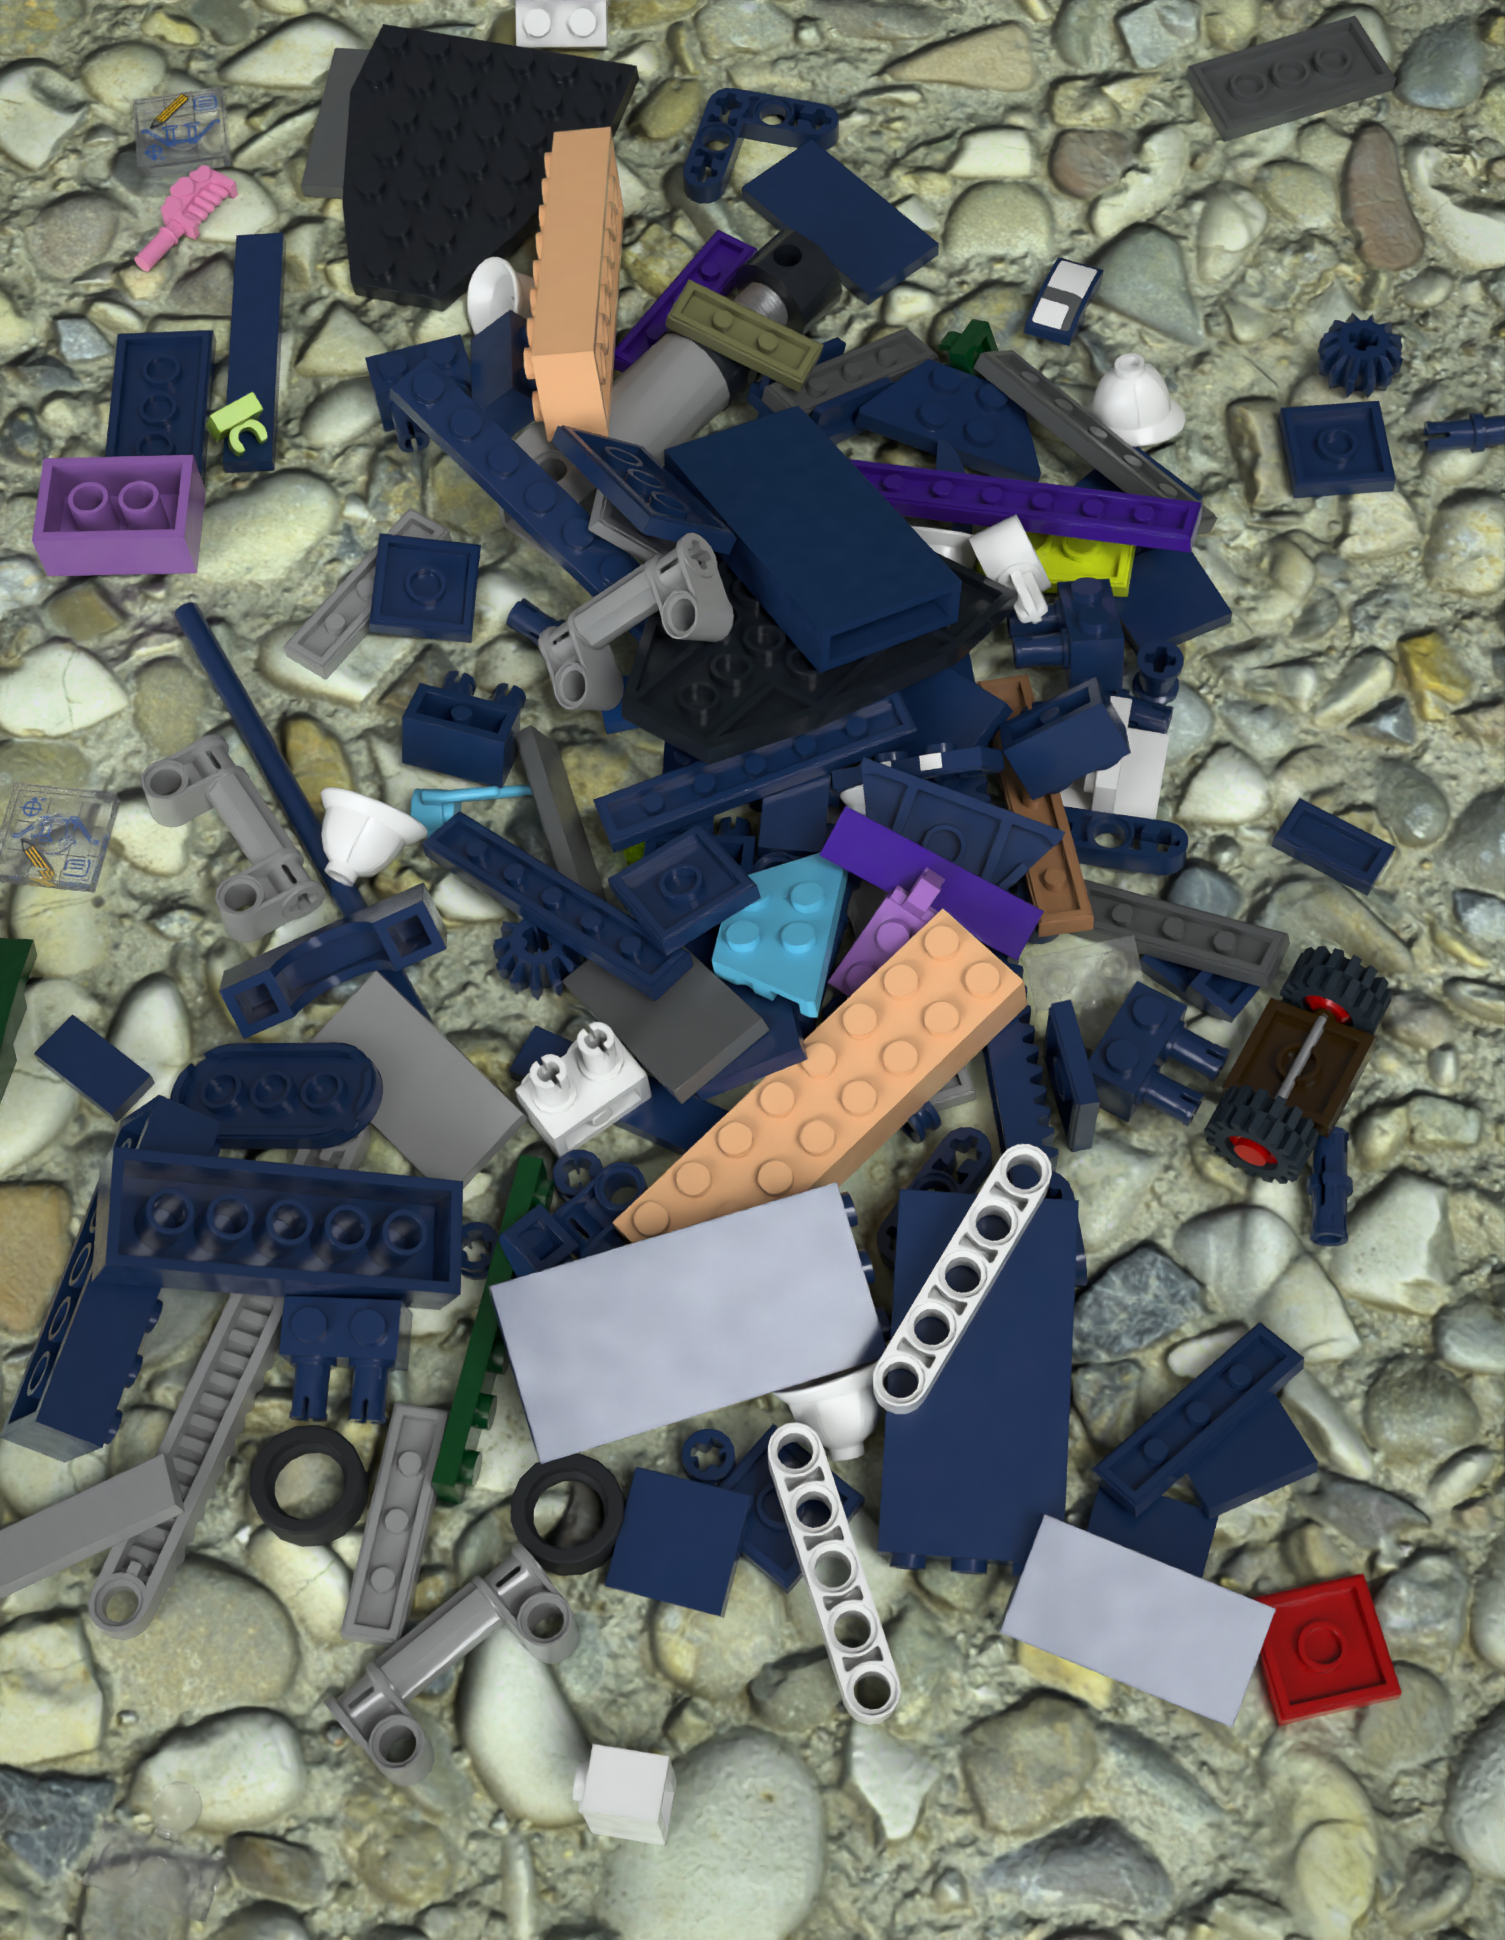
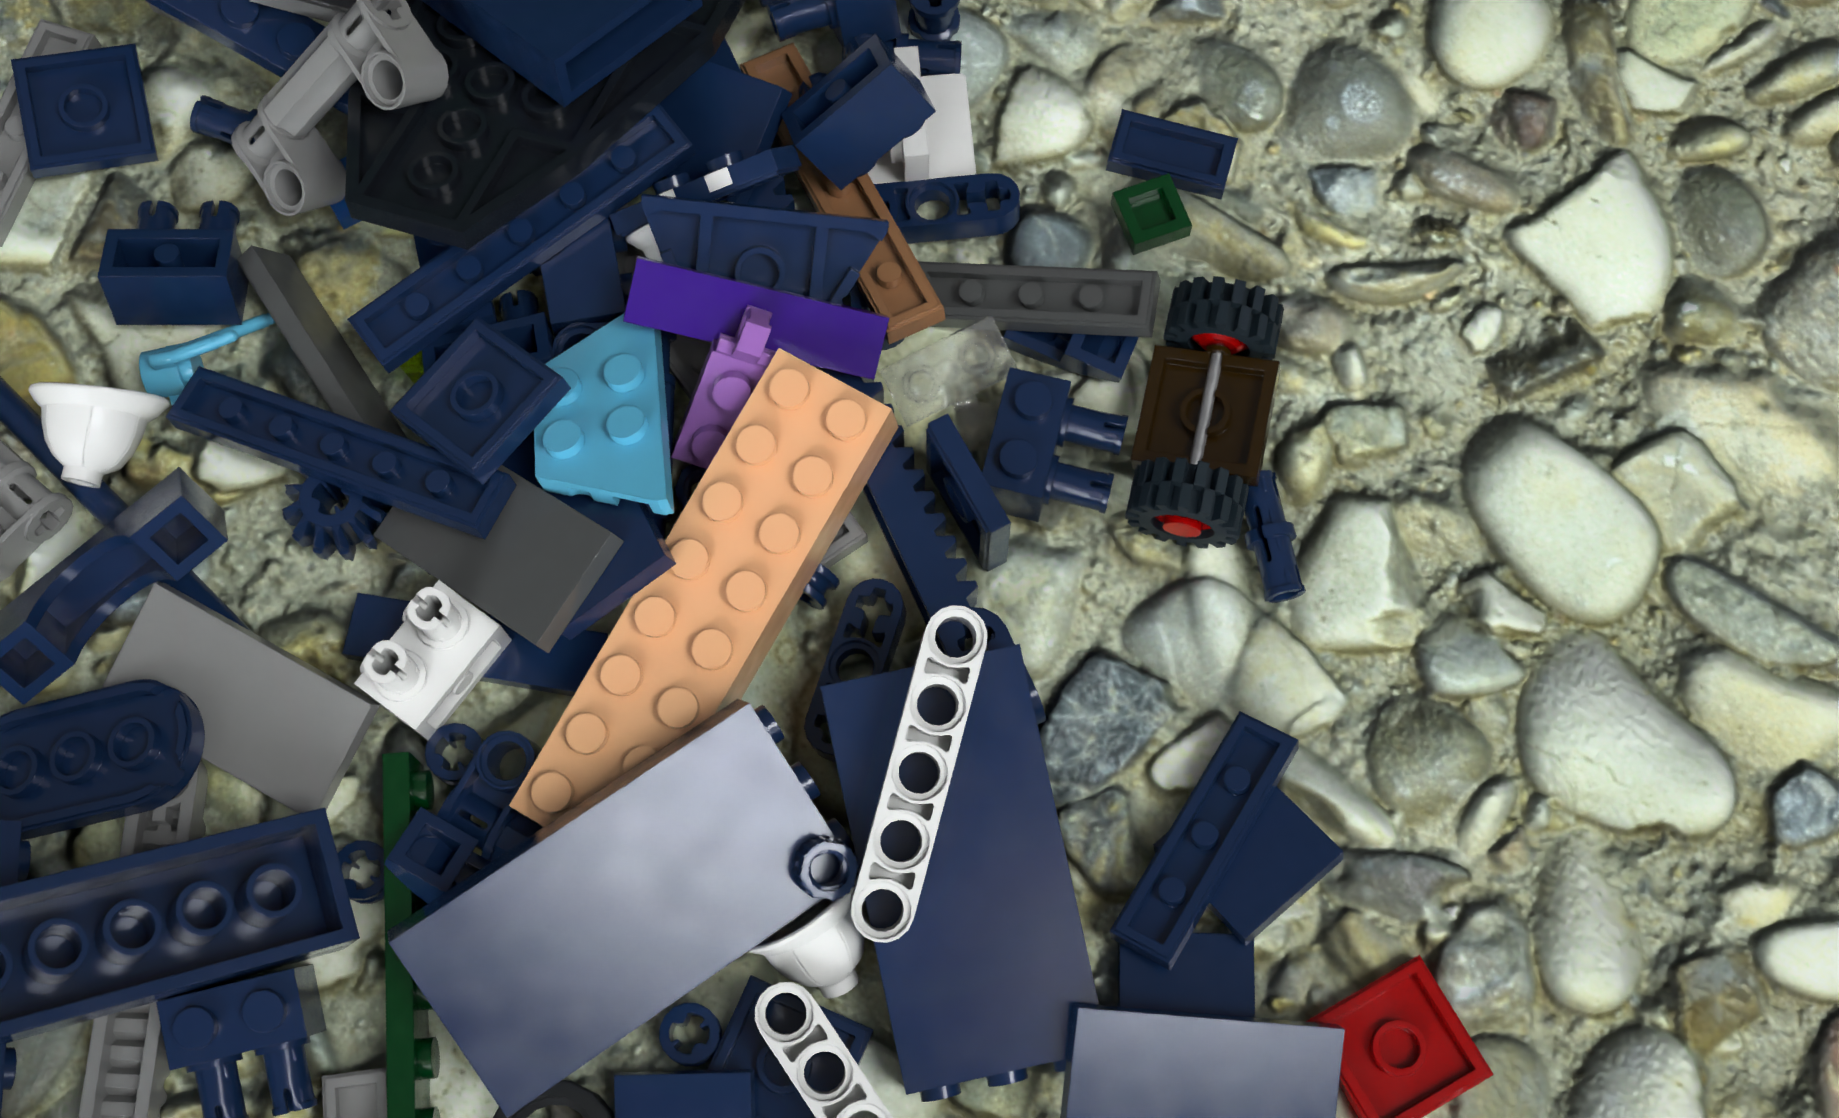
camera: 20 degrees left, 10 degrees up
(842, 1343) = (841, 883): none -> dark blue axle
(1298, 889) = (1151, 214): none -> dark green tile

